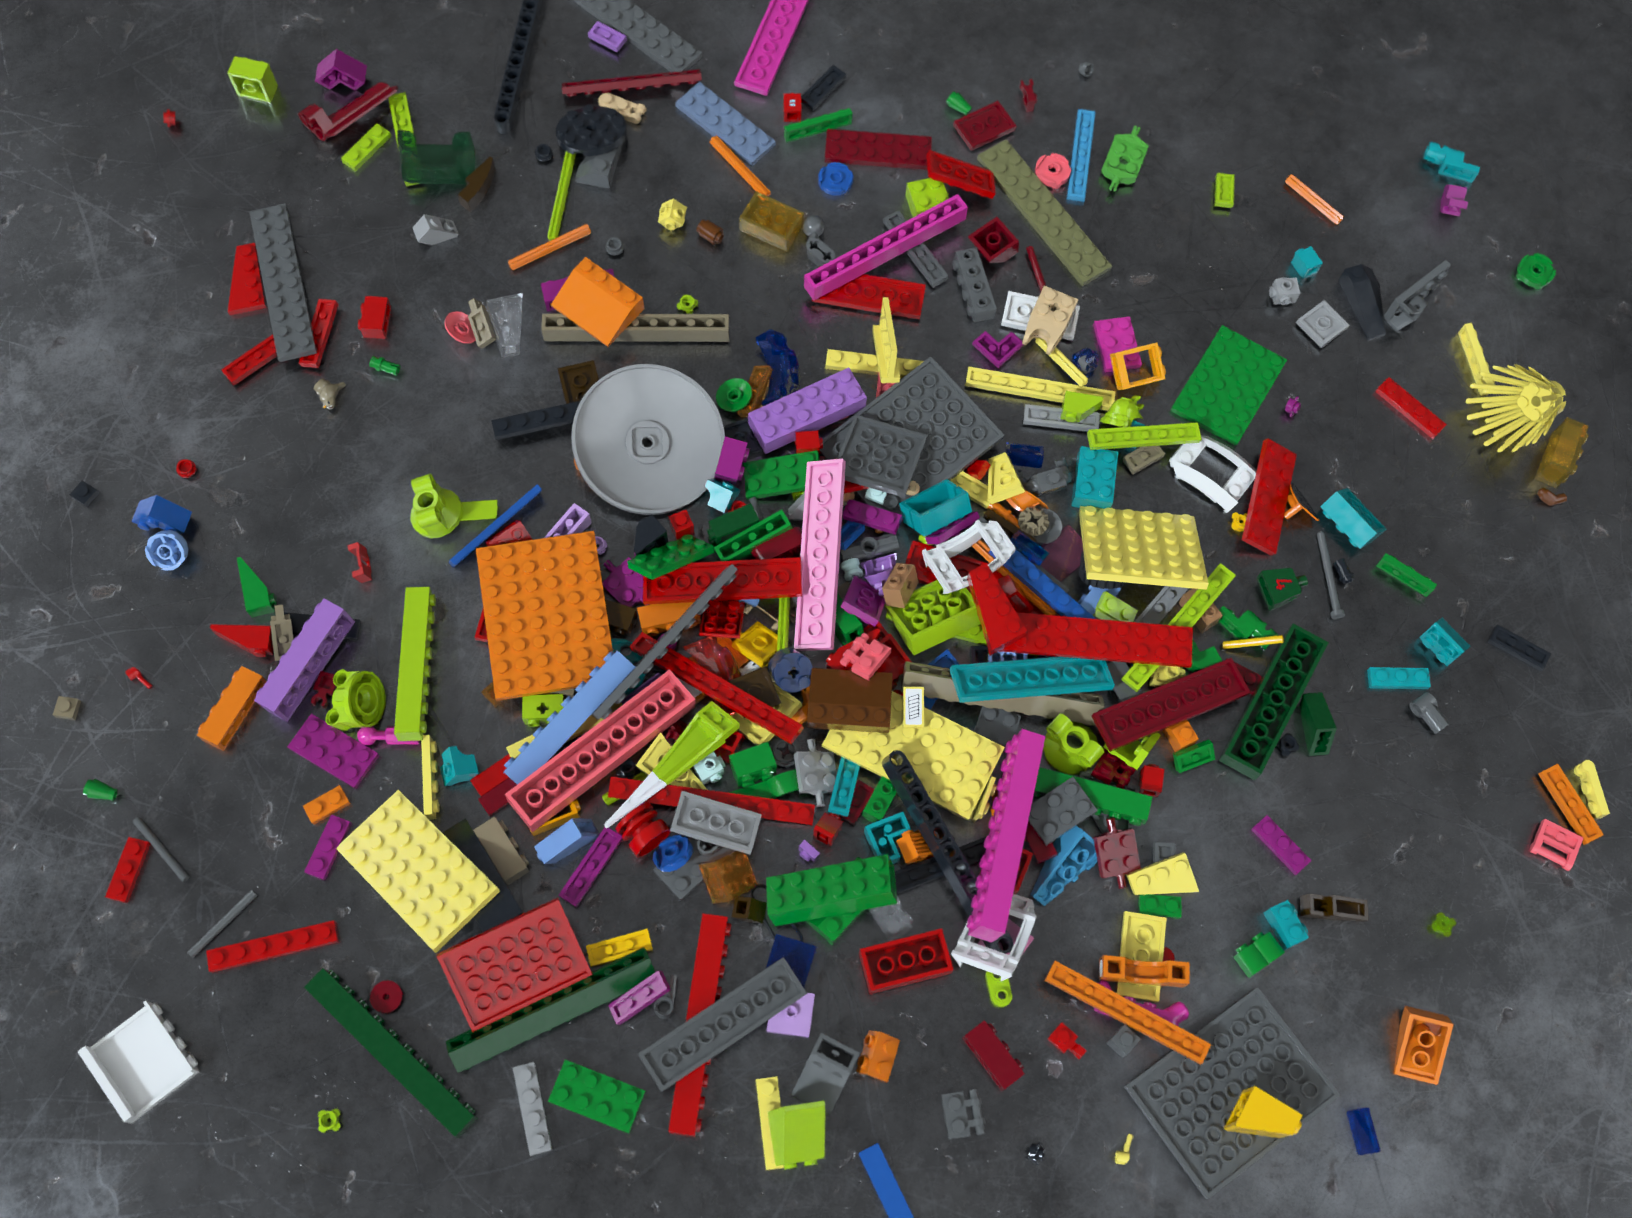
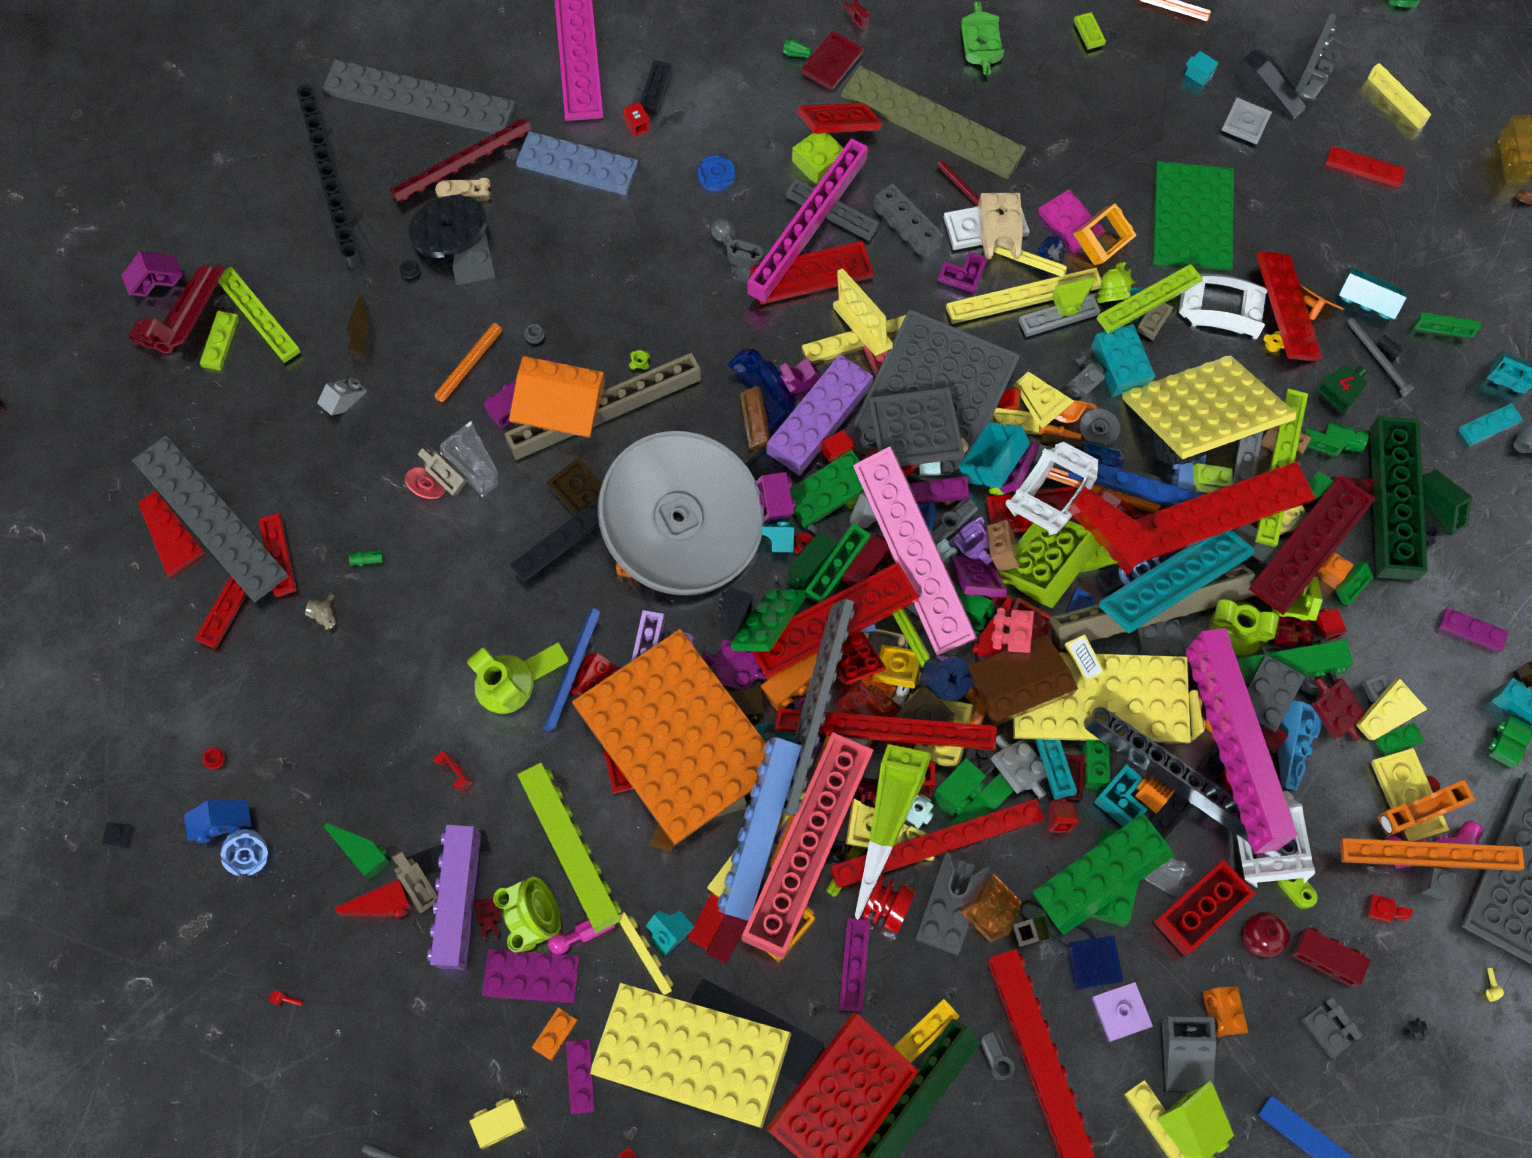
camera: 25 degrees left, 0 degrees up
(66, 708) = (224, 1068): dark tan plate -> none
(98, 790) = (309, 1136): green cone -> none
(231, 708) = (402, 983): orange brick -> none
(244, 851) = (497, 1123): none -> light yellow brick
(252, 79) = (60, 319): lime brick -> none
(374, 317) = (328, 512): red brick -> none
(436, 161) = (306, 324): clear green windscreen -> none
(502, 850) = (759, 990): dark tan brick -> none
(534, 705) = (710, 832): lime brick -> none
(561, 196) = (452, 306): lime axle -> none
(566, 840) = (817, 952): medium blue slope -> none
(607, 36) = (409, 123): medium lavender plate -> none
(639, 997) = (975, 1070): magenta plate -> none
(672, 214) = (576, 276): light yellow brick -> none
(672, 853) = (928, 912): blue tile -> none
(681, 524) = (757, 583): red brick -> none
(710, 231) = (623, 277): reddish brown brick -> none
(716, 822) = (958, 862): light grey plate -> none
(722, 1024) = (1070, 1057): dark grey plate -> none
(729, 390) = (731, 425): green dish -> none
(739, 166) = (616, 200): orange axle -> none
(771, 221) = (679, 241): clear yellow brick -> none
(808, 852) = (1055, 847): medium lavender plate -> none
(809, 373) = (800, 376): none -> magenta brick
(818, 125) = (671, 126): green plate -> none
(877, 149) = (741, 126): dark red plate -> none
(948, 1010) = (1265, 934): none -> dark red cylinder
(995, 241) = (907, 169): dark red slope -> none
(1025, 454) = (1044, 365): clear blue slope -> none
(1031, 528) = (1091, 434): dark tan gear -> none
(1056, 178) = (928, 72): coral plate -> none
(1064, 554) = (1136, 442): clear pink piece -> none
(1081, 155) = (938, 52): dark azure tile -> none
(1253, 642) = (1350, 450): yellow bar -> none
(1284, 291) = (1197, 103): light grey brick -> none
(1293, 406) = (1262, 210): magenta plate -> none
(1534, 401) = (1473, 113): light yellow plant -> none

